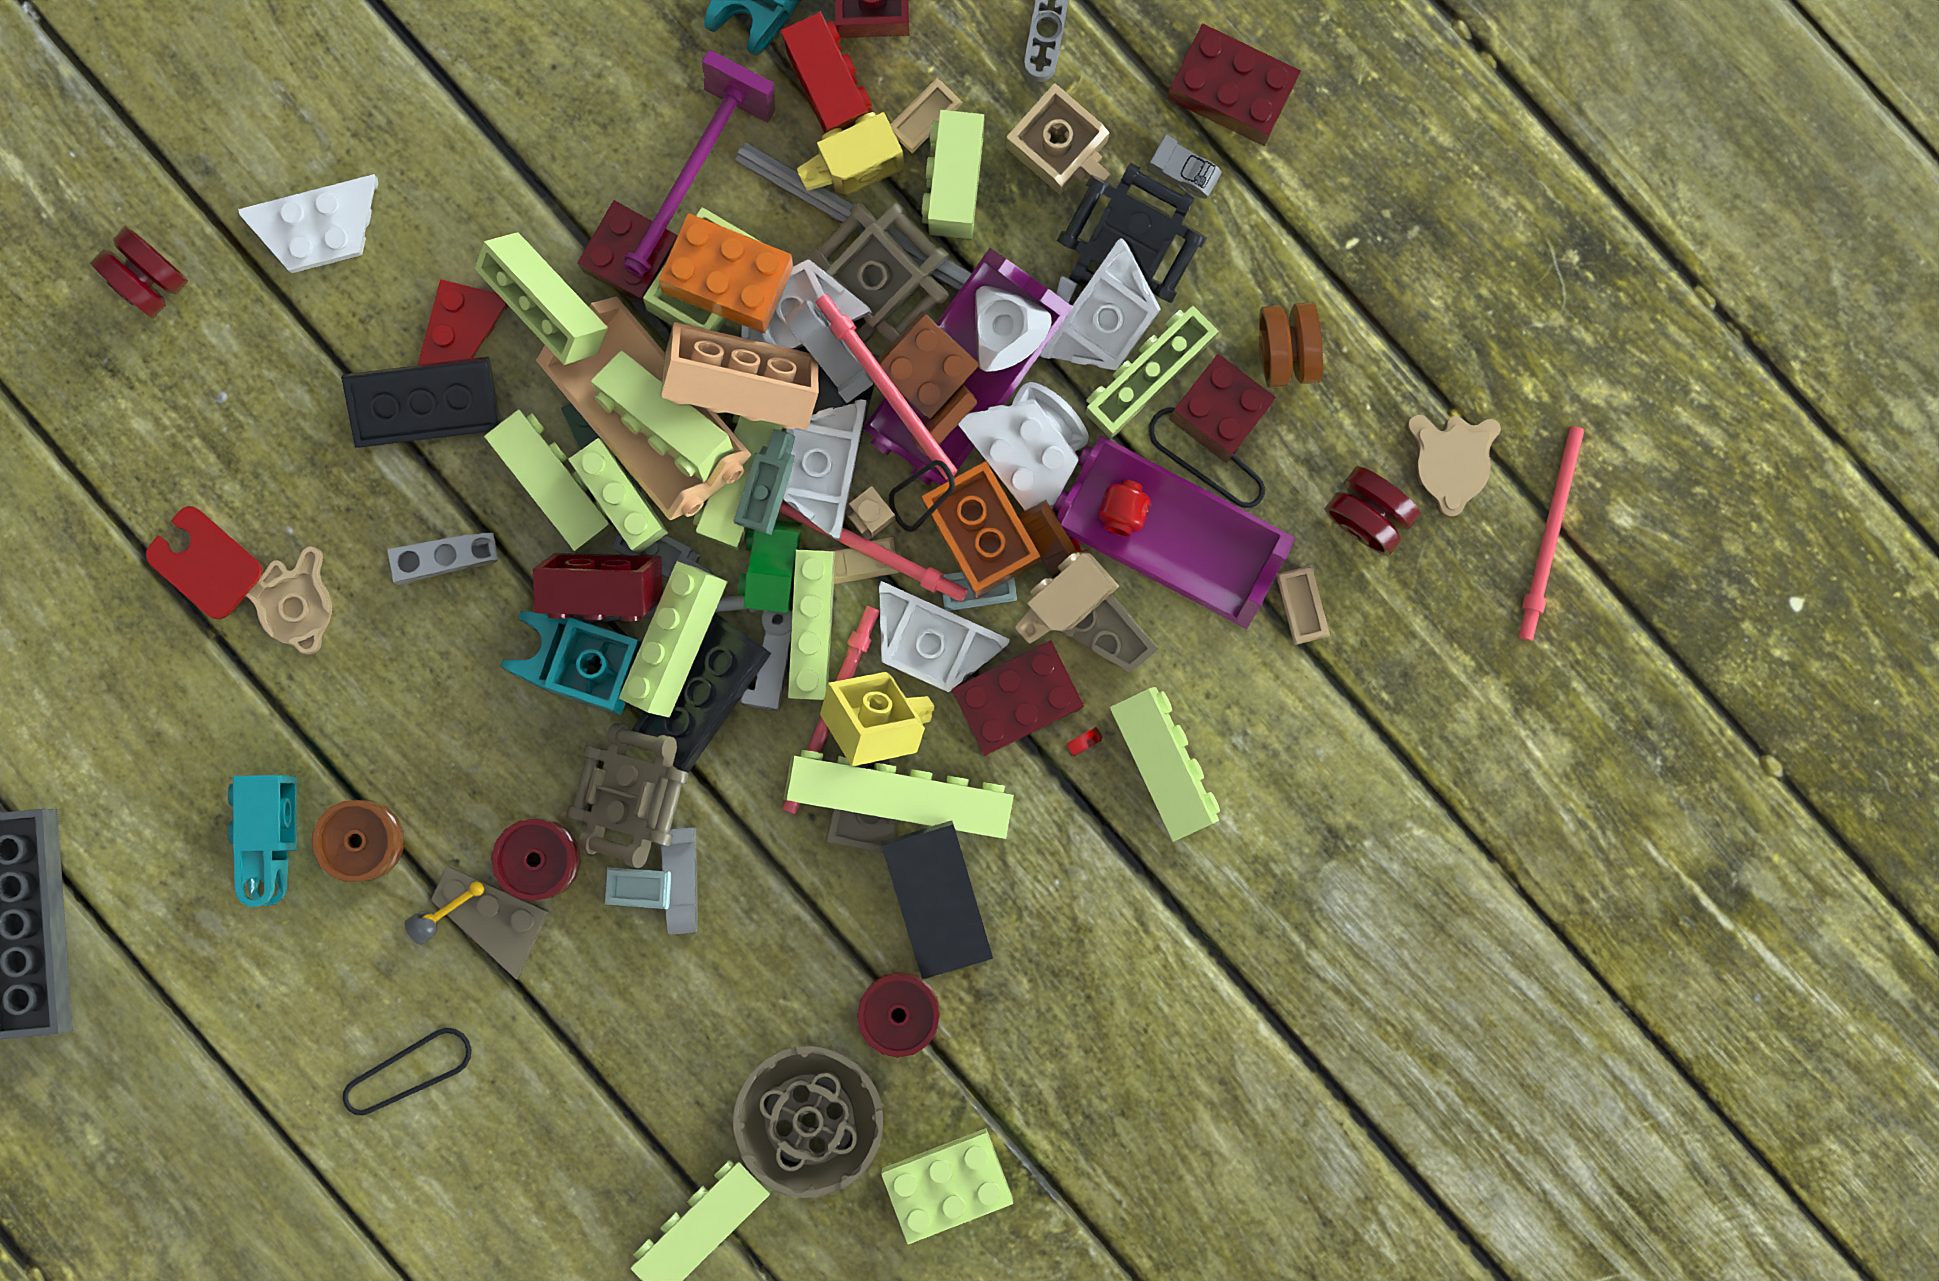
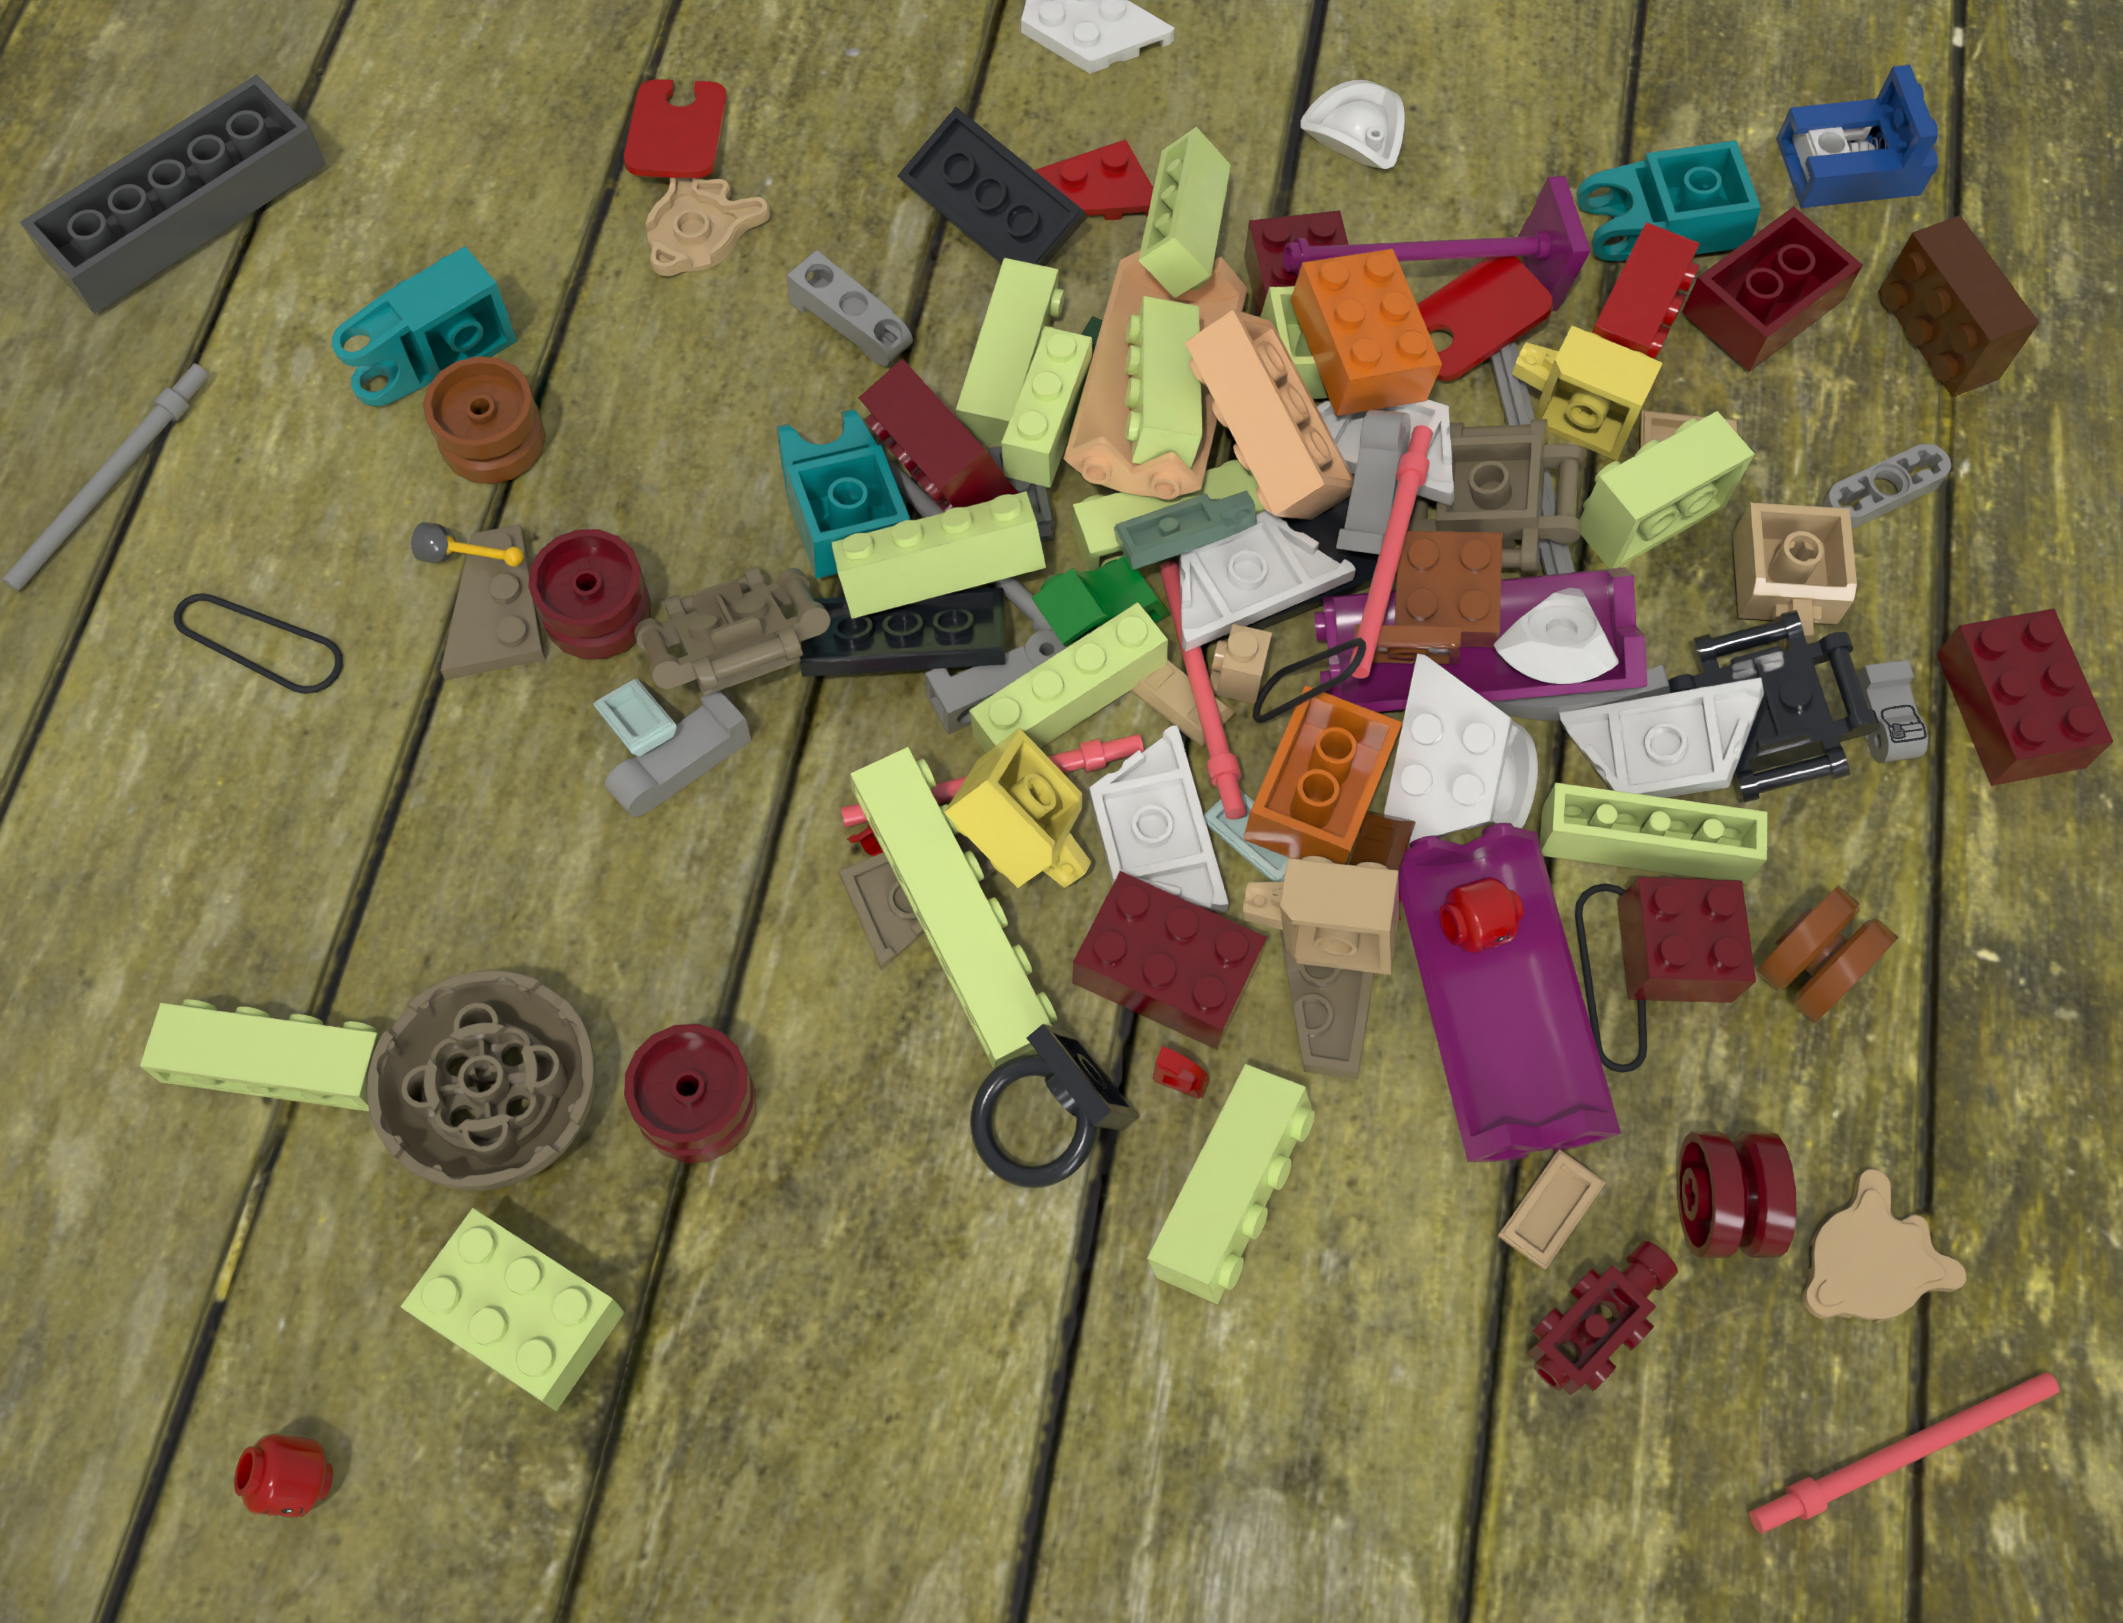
camera: 50 degrees right, 20 degrees down
(188, 1026) = (168, 406): none -> light grey bar
(544, 117) = (1358, 122): none -> white hat
(749, 164) = (1485, 312): none -> red piece
(811, 809) = (867, 841): none -> red piece
(936, 899) = (862, 1037): black tile -> none
(1051, 804) = (1074, 1082): none -> black tile
(1384, 640) = (1589, 1332): none -> dark red brick

